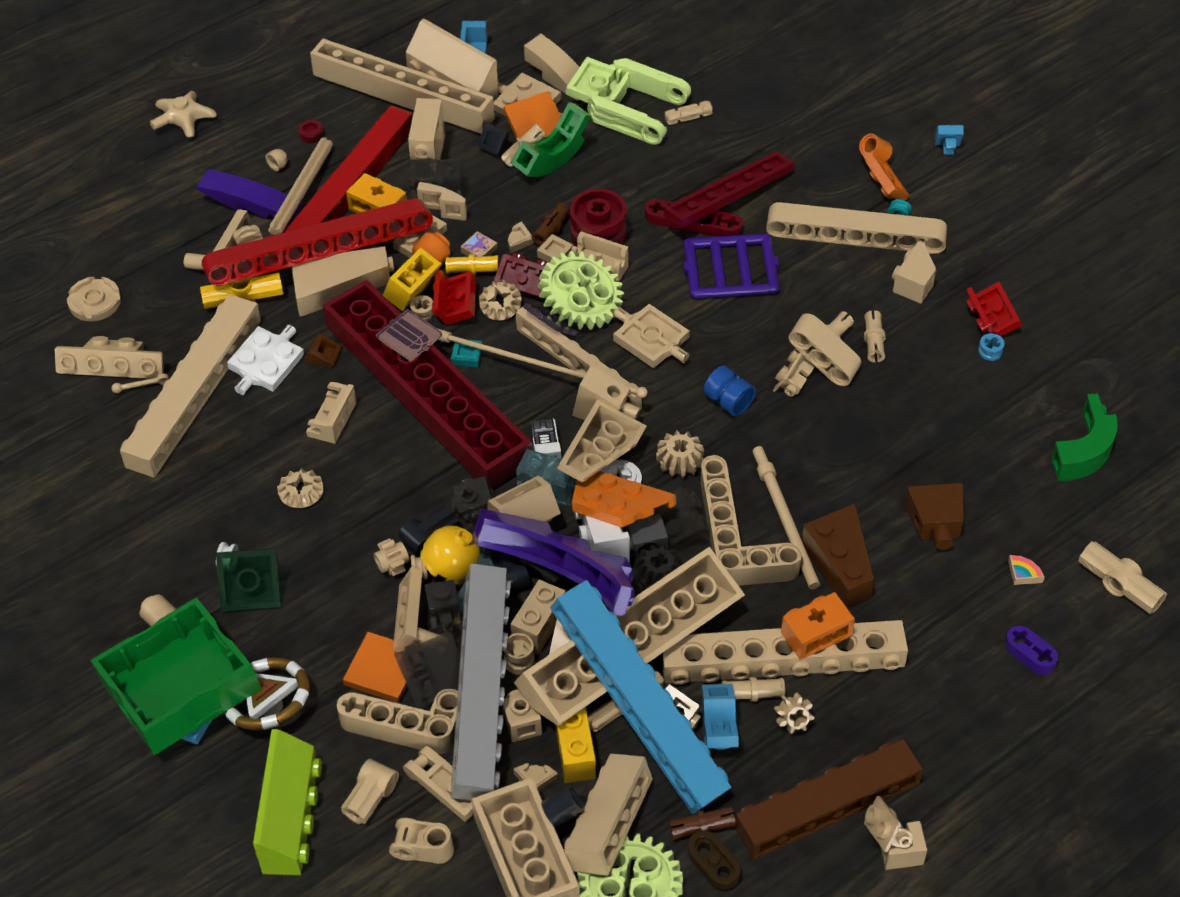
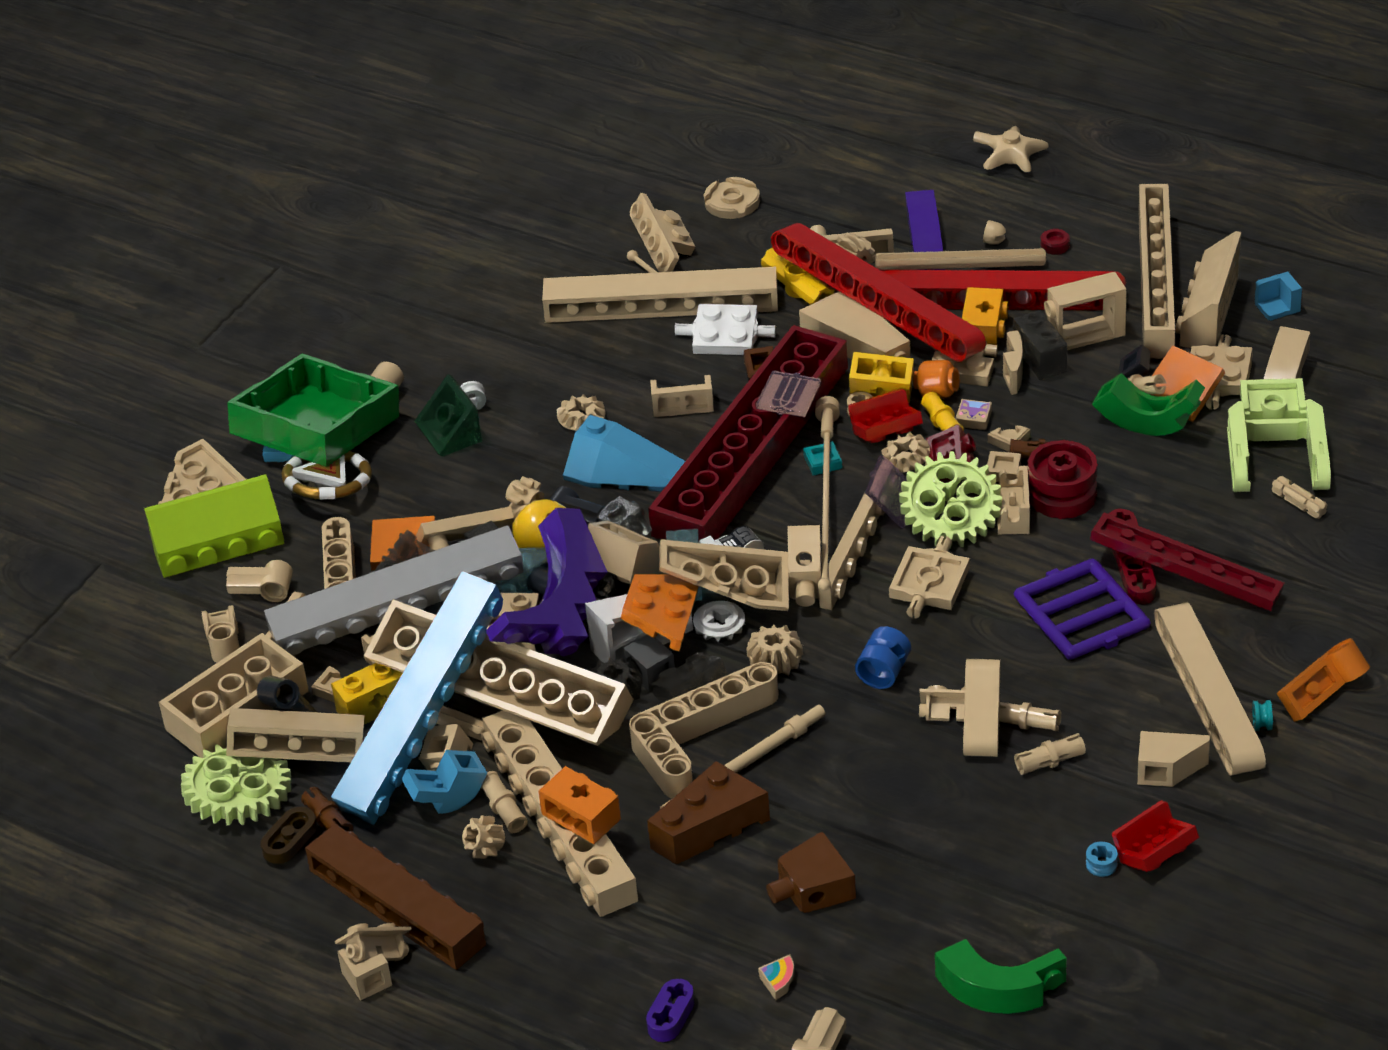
camera: 70 degrees right, 10 degrees down
(200, 806) = (198, 470): none -> tan plate
(381, 480) = (615, 455): none -> dark azure wedge

